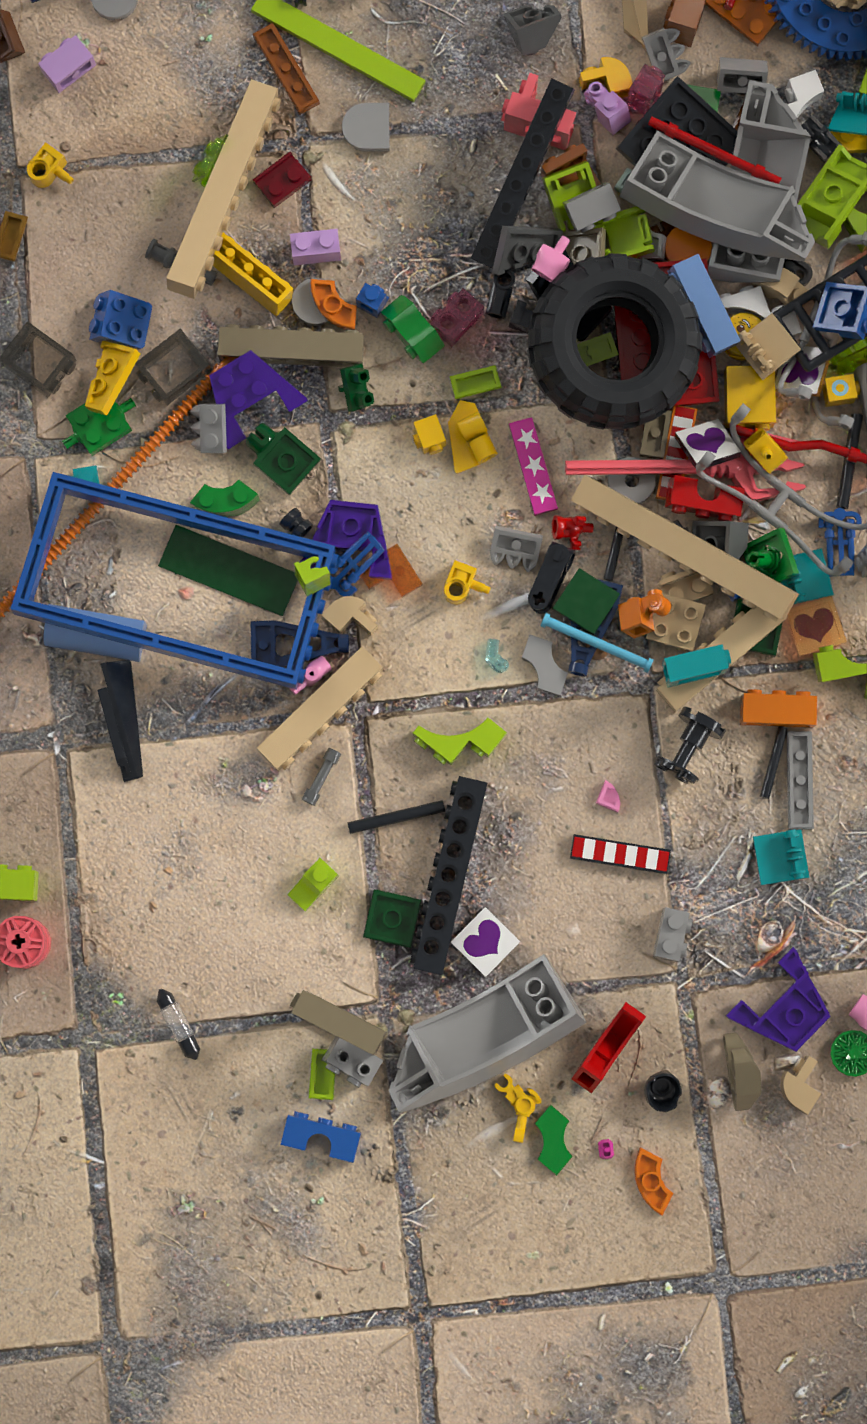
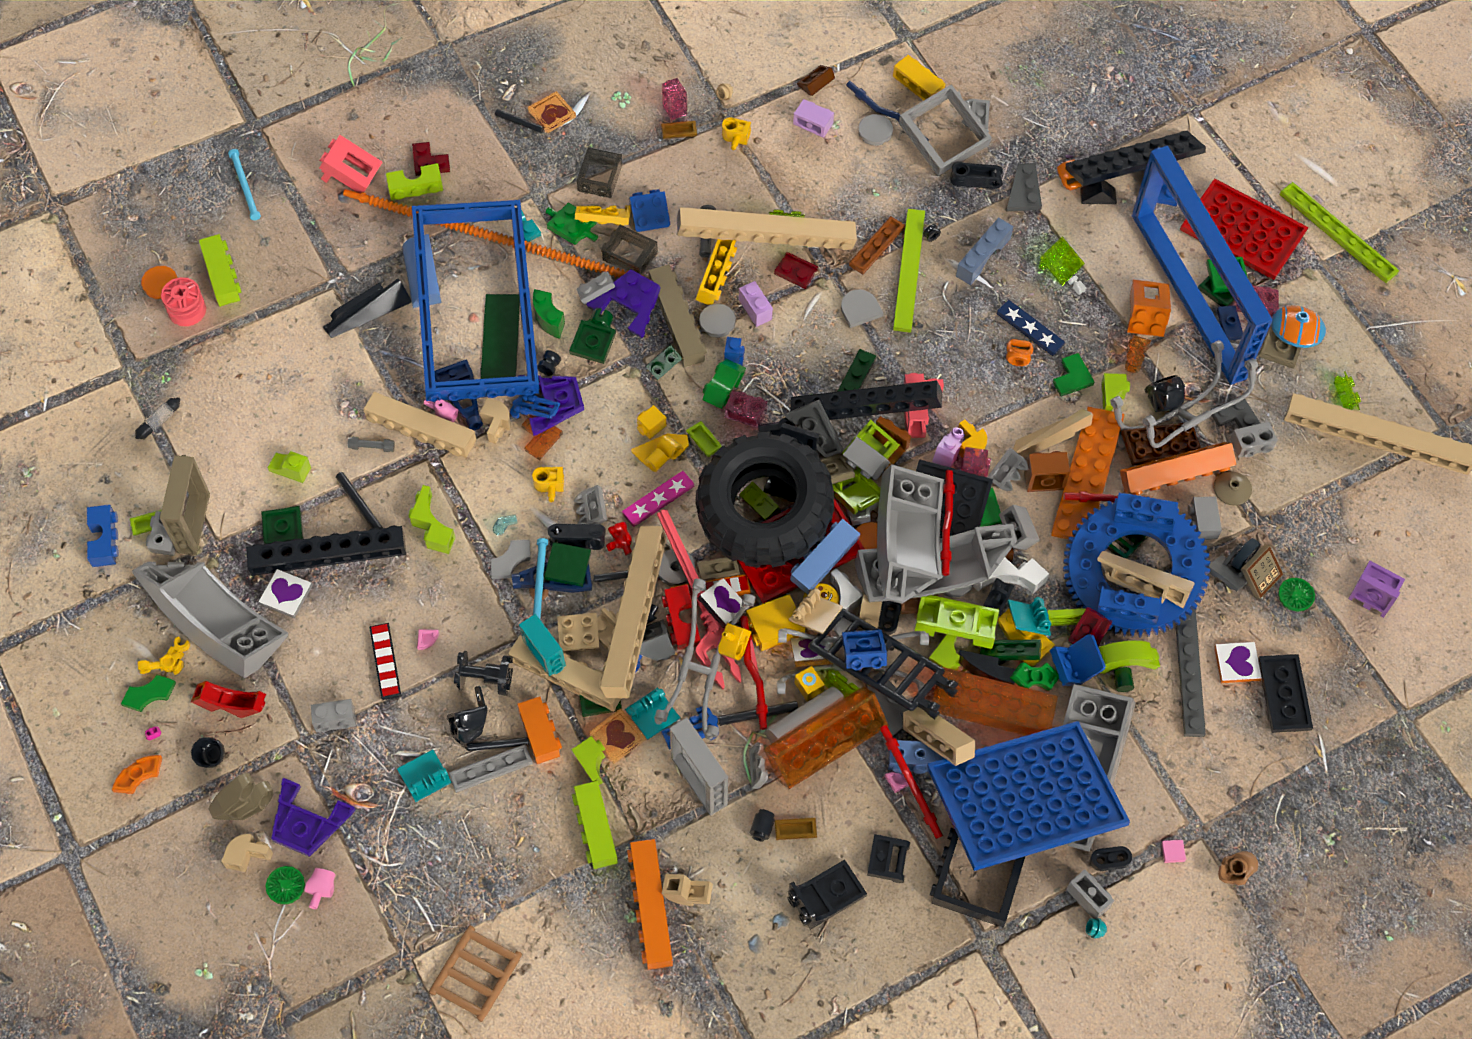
camera: 65 degrees right, 20 degrees down
(311, 579) = (502, 368): lime hinge -> none
(332, 306) = (718, 328): orange tile -> none
(459, 171) = (858, 371): none -> dark green plate
(532, 27) = (982, 378): dark grey slope -> none
(551, 261) = (802, 429): bright pink piece -> none
(638, 612) = (573, 602): orange brick -> none
(740, 782) = (469, 723): none -> black piece
(770, 560) = (653, 676): green plate -> none

